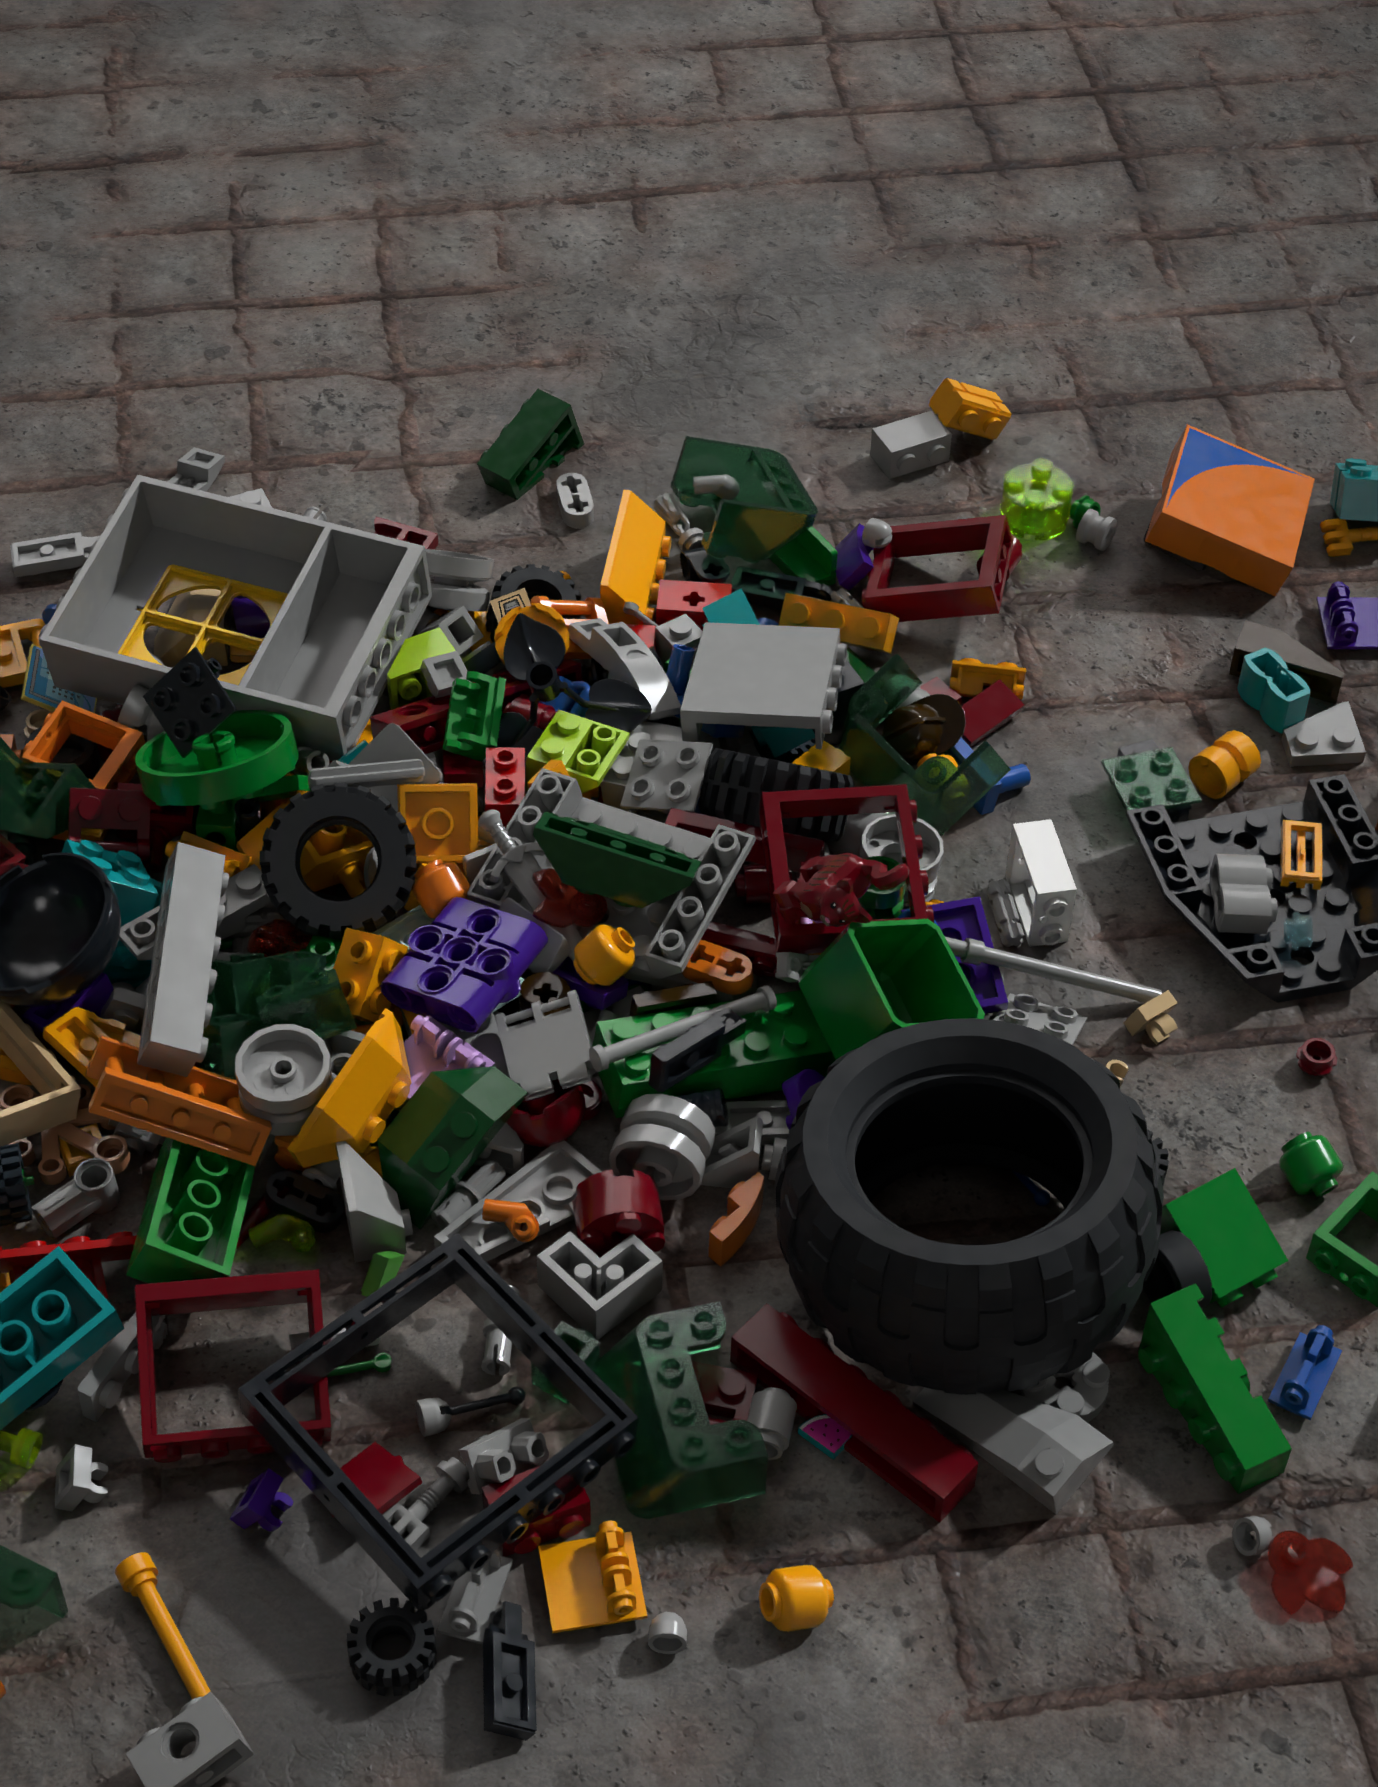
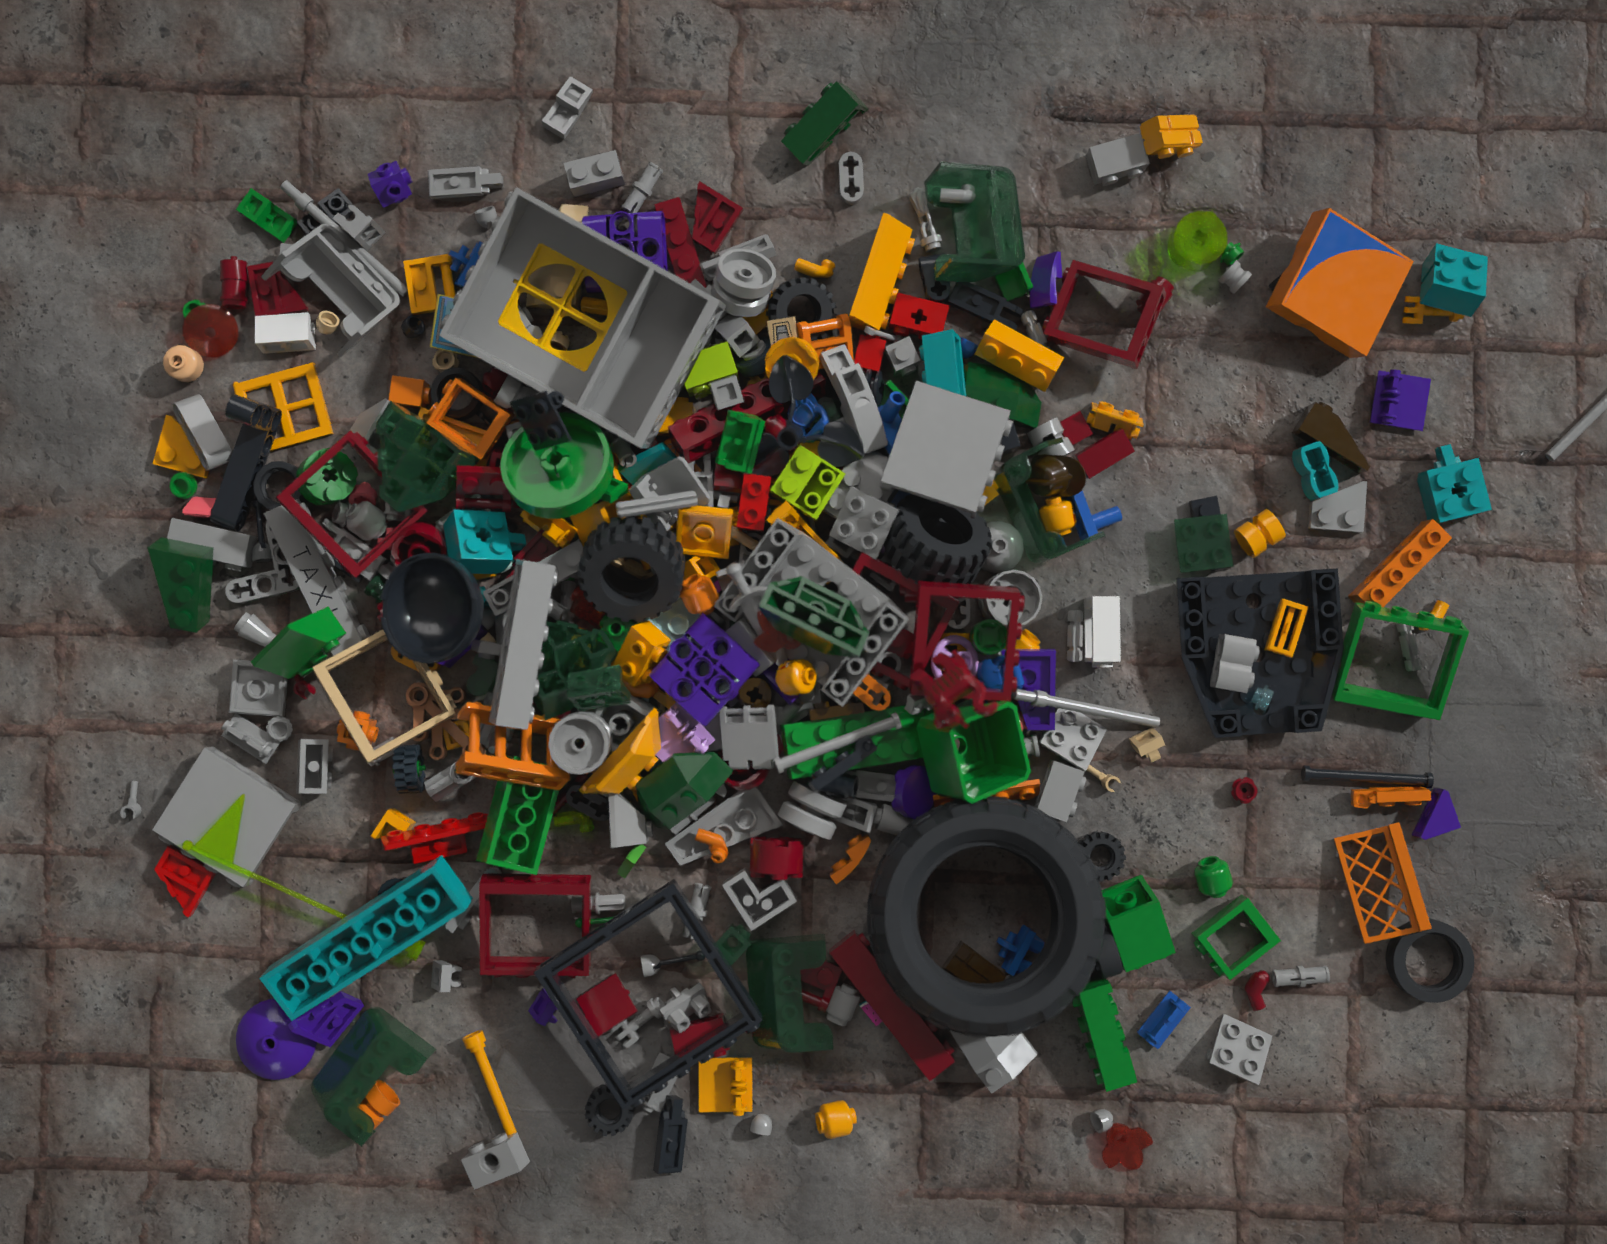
camera: 10 degrees right, 40 degrees up
(78, 1034) = (467, 677): light orange wing -> none
(876, 533) = (1066, 275): light grey hinge -> none

